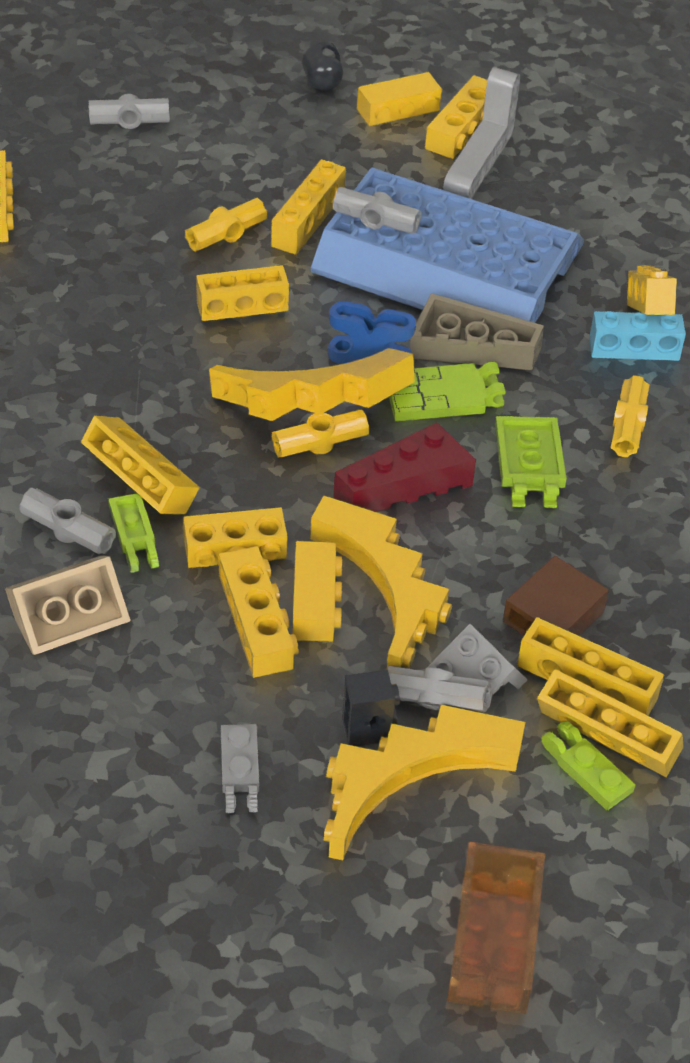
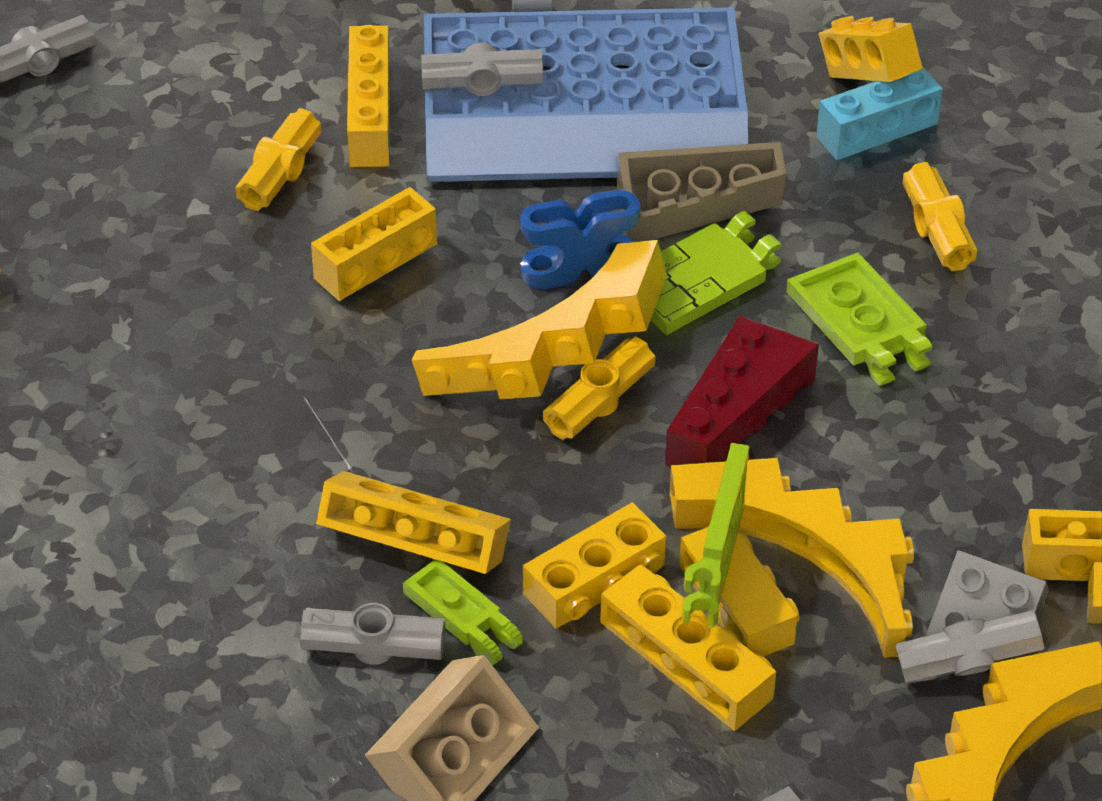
camera: 25 degrees left, 0 degrees up
(306, 546) = (720, 539): none -> lime tile
(369, 707) = (915, 705): black brick -> none
(558, 596) = (1018, 475): reddish brown brick -> none

